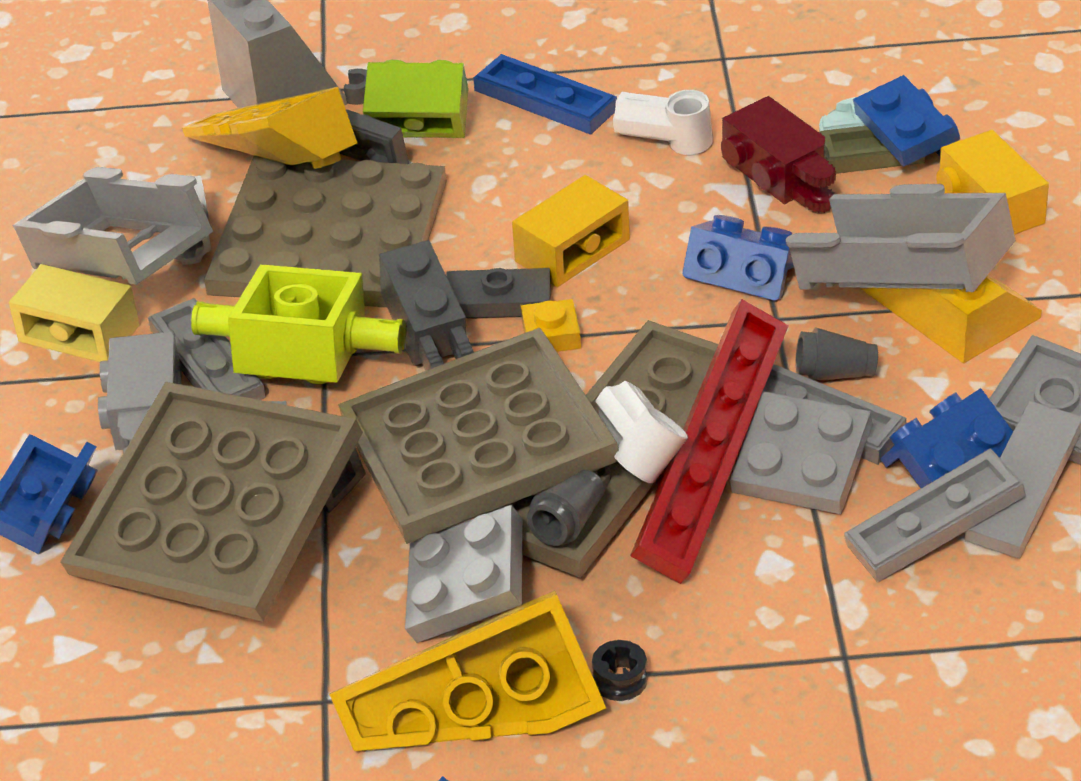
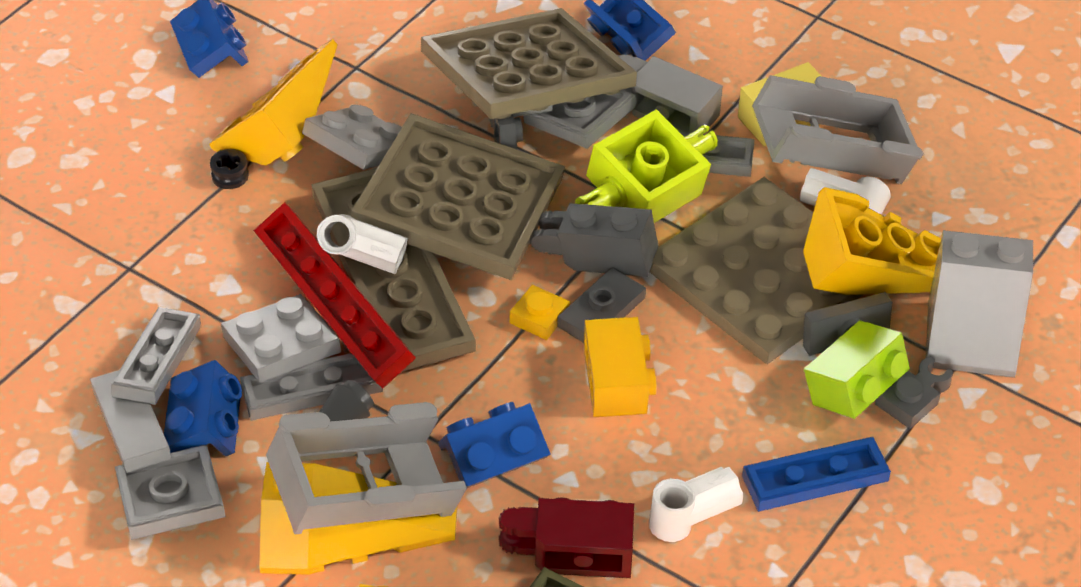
camera: 125 degrees right, 5 degrees up
(563, 510) = (342, 180): dark grey cone -> none

